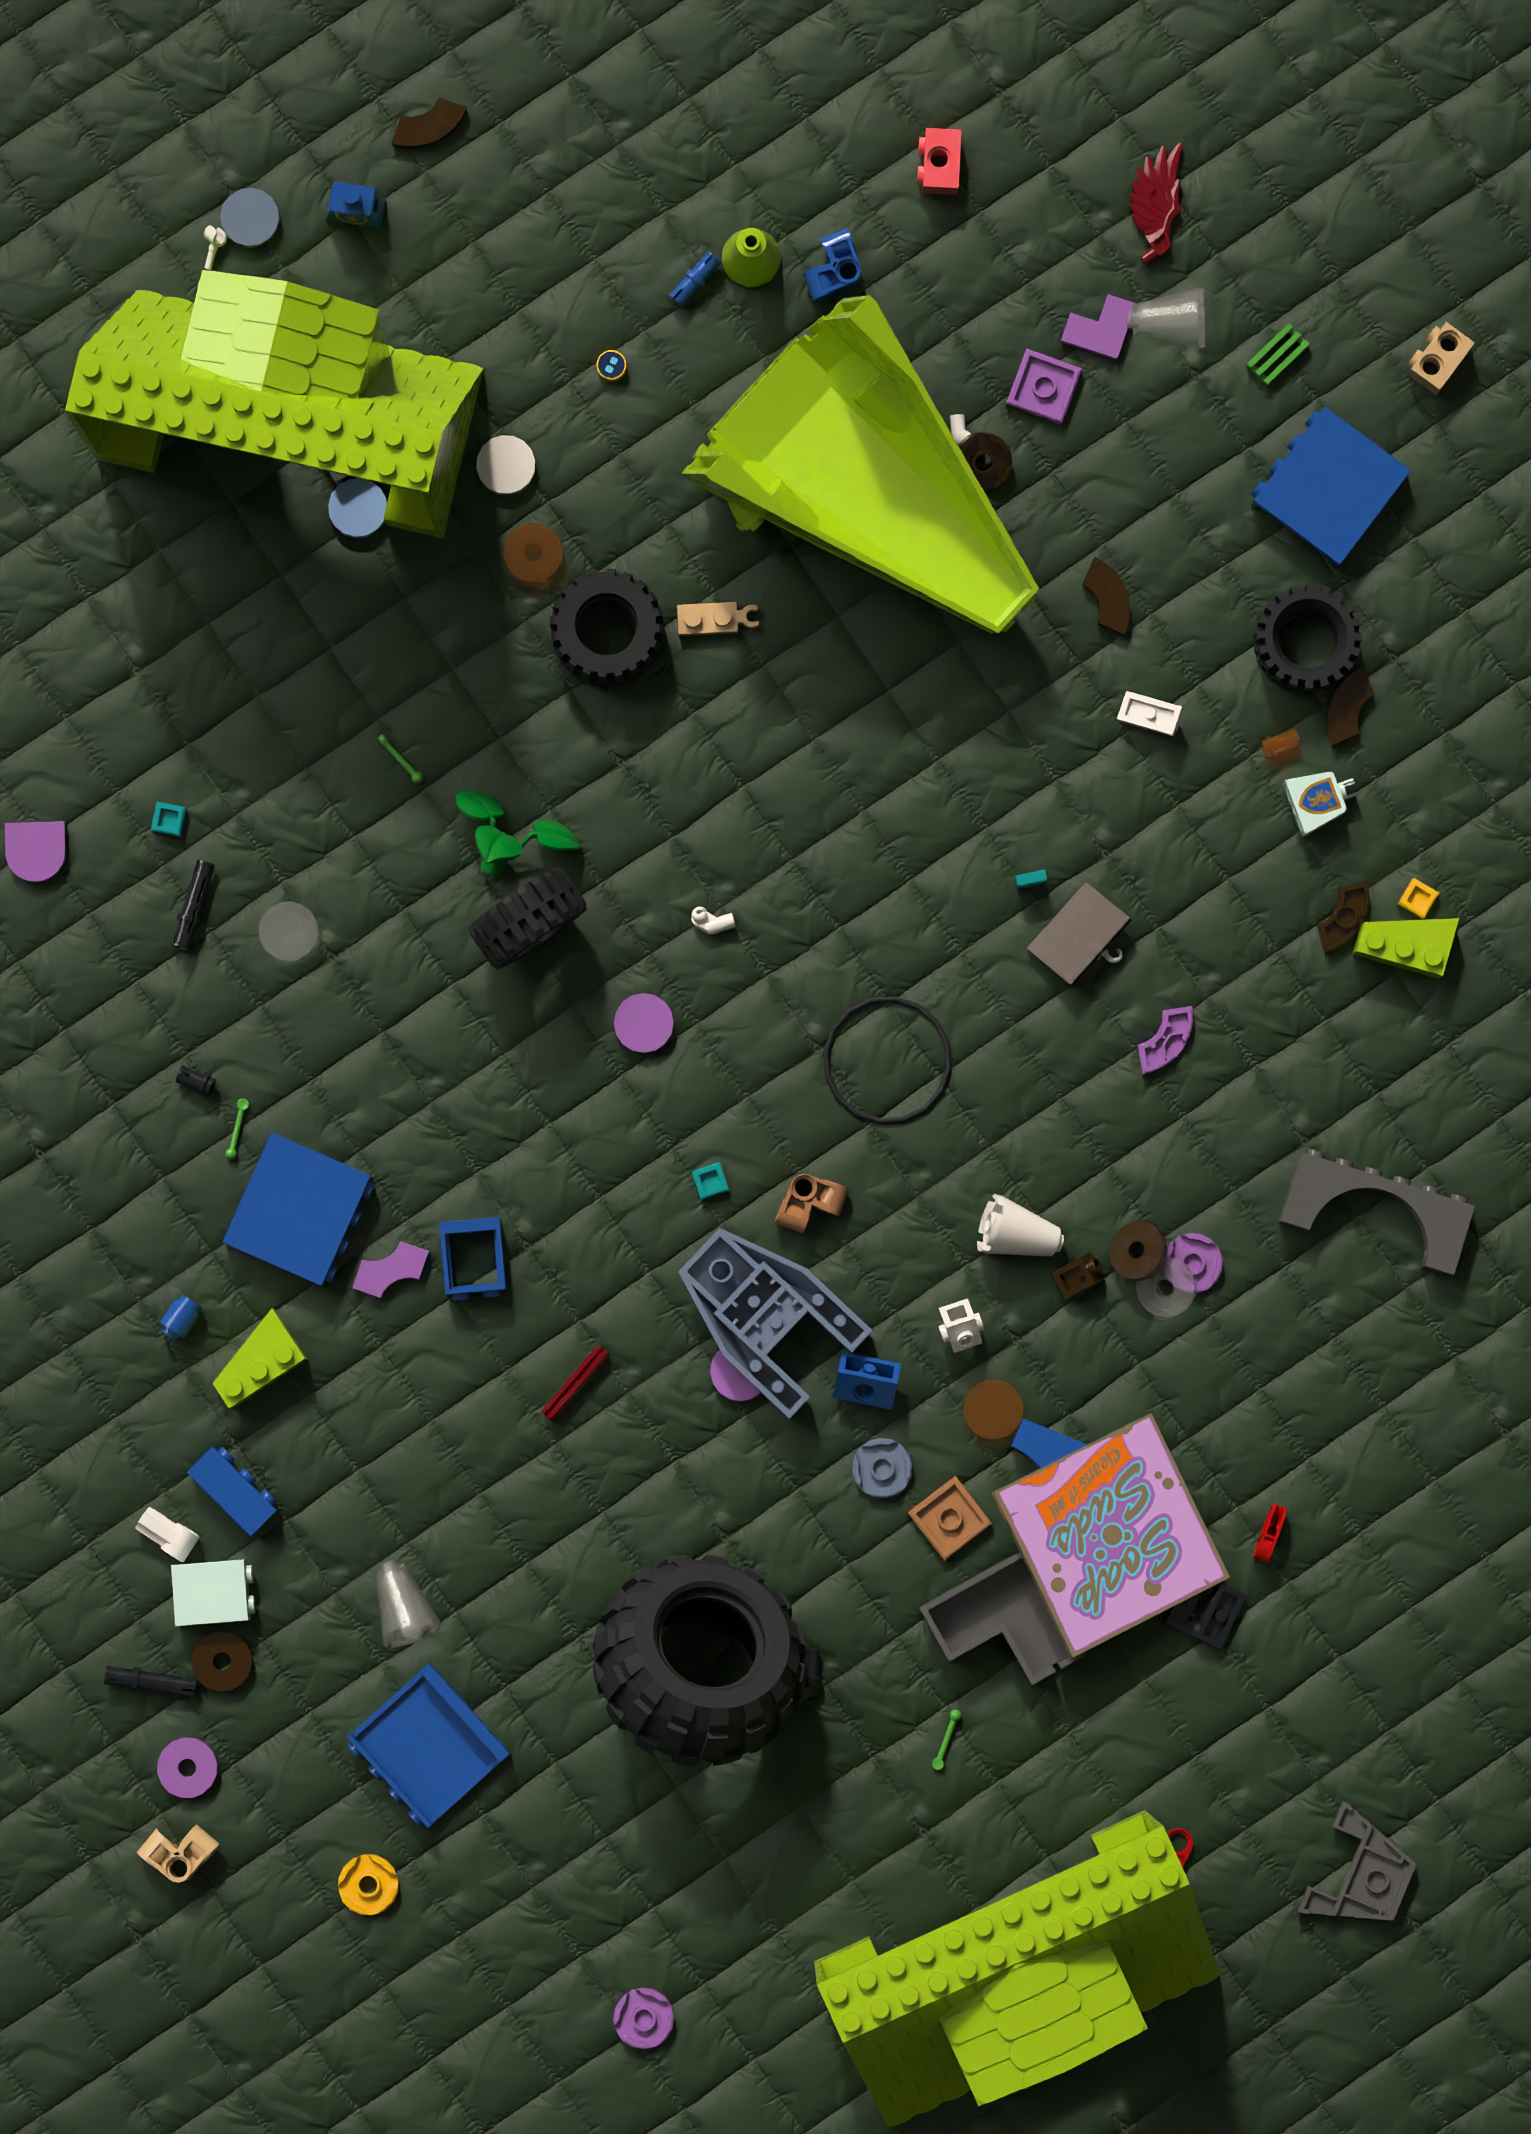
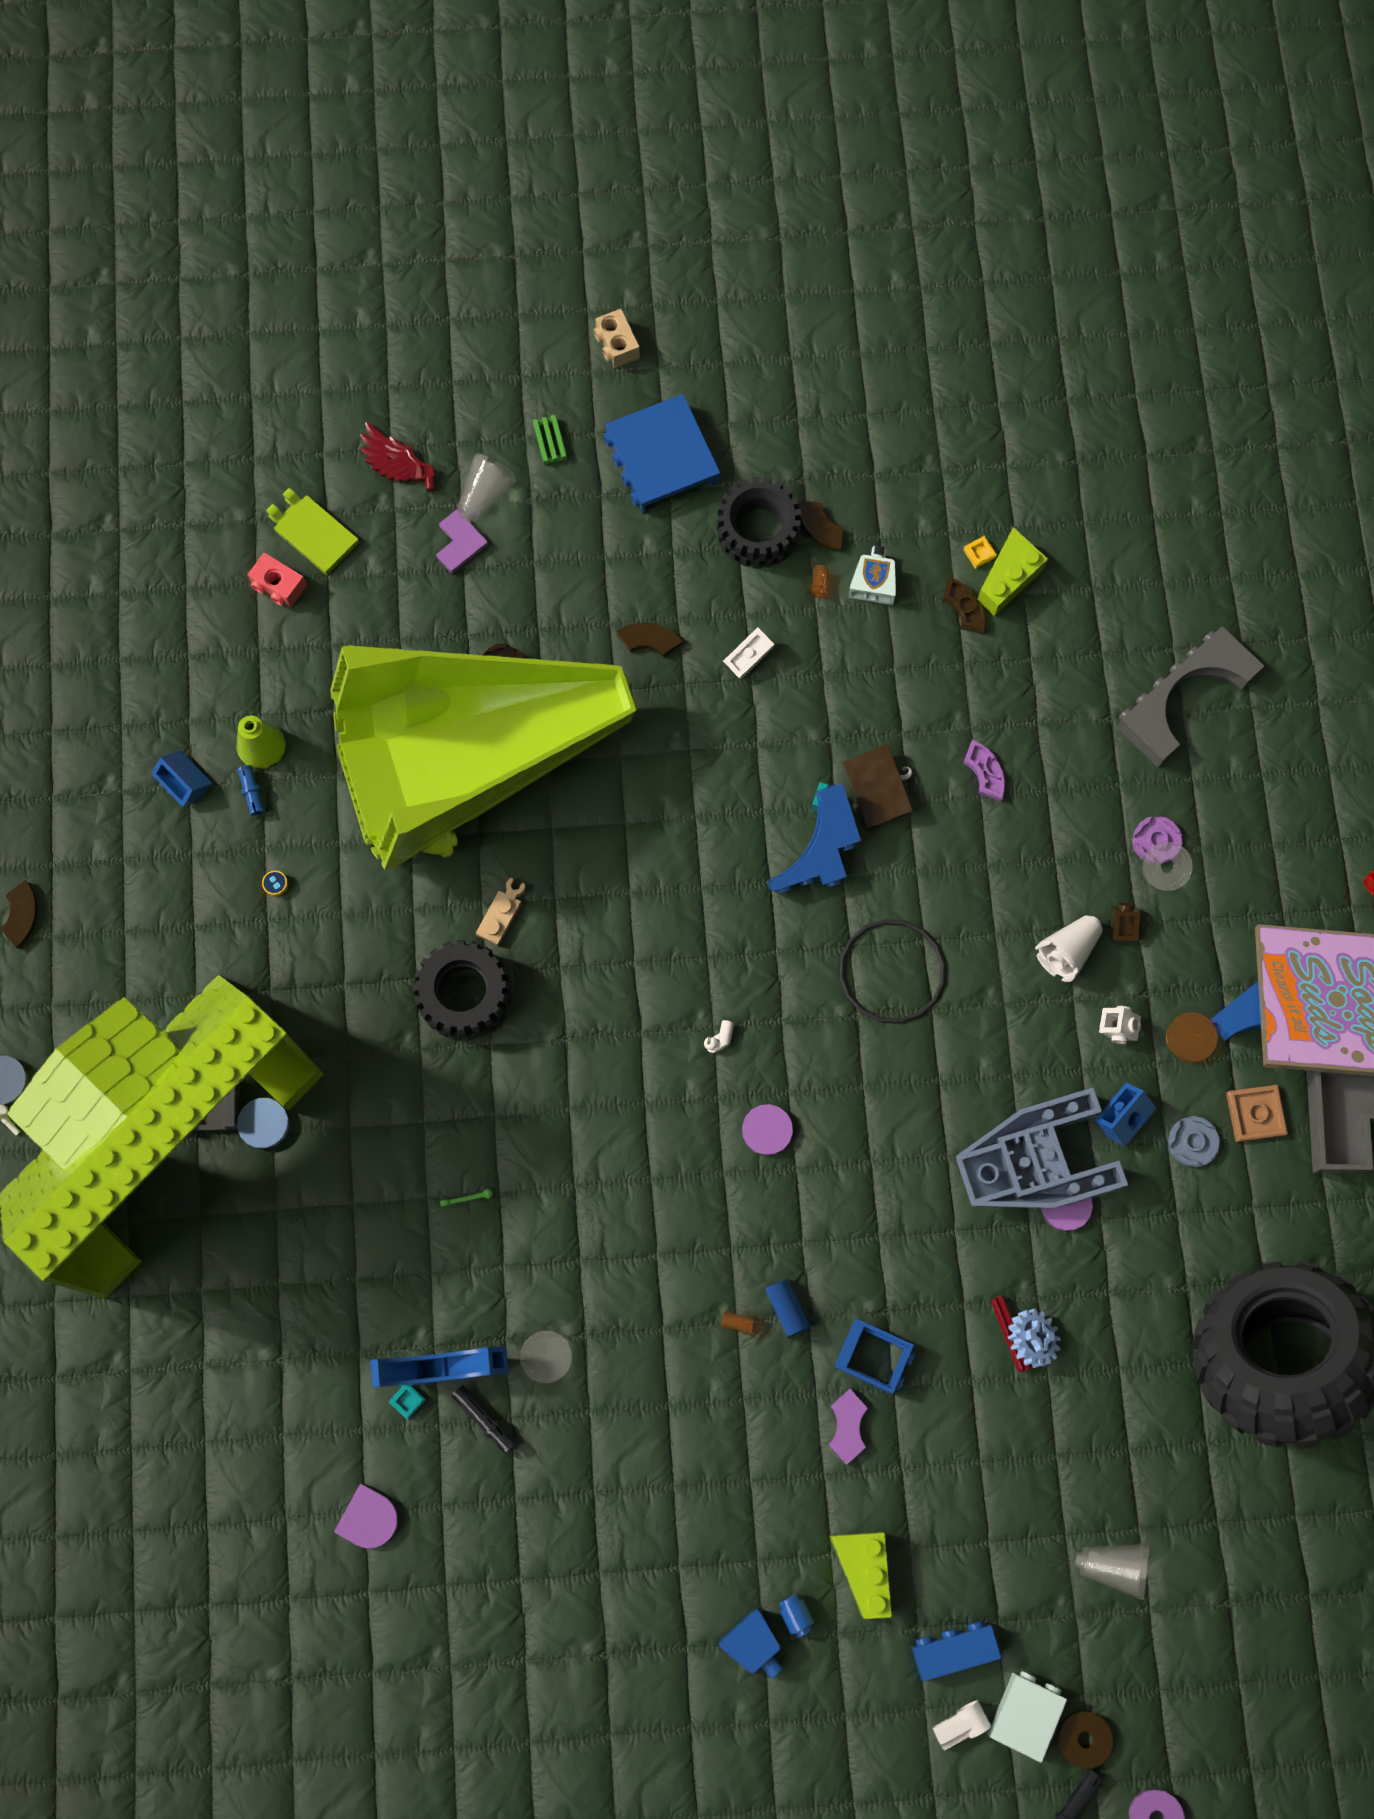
camera: 60 degrees left, 10 degrees down
(129, 1291) = (753, 1645): none -> blue torso
(196, 1080) = (619, 1495): black pin -> none
(214, 831) = (439, 1367): none -> blue arch
(243, 1105) = (658, 1470): bright green hinge -> none
(299, 1210) = (764, 1472): blue panel -> none
(355, 205) = (41, 997): blue torso -> none
(363, 1902) = (1305, 1722): yellow tile -> none
(427, 1746) = (1235, 1611): blue panel -> none
(430, 1102) = (737, 1322): none -> clear orange pin
(473, 1144) = (787, 1307): none -> blue brick
(498, 847) = (577, 1156): green plant -> none
(505, 465) = (299, 998): white tile -> none
(527, 917) = (644, 1165): black tyre -> none
(533, 535) = (375, 1000): clear orange tile -> none
(582, 1407) = (1034, 1338): none -> light blue gear
(666, 198) = (181, 778): none -> blue brick
(710, 1181) = (911, 1147): teal tile -> none
(796, 1209) = (968, 1096): medium nougat piece -> none
(826, 280) = (309, 700): blue piece -> none
(961, 918) = (821, 858): none -> blue arch
(1020, 165) = (312, 532): none -> lime tile
(1043, 387) = (476, 601): medium lavender tile -> none
(1123, 1249) = (1145, 866): dark brown tile -> none

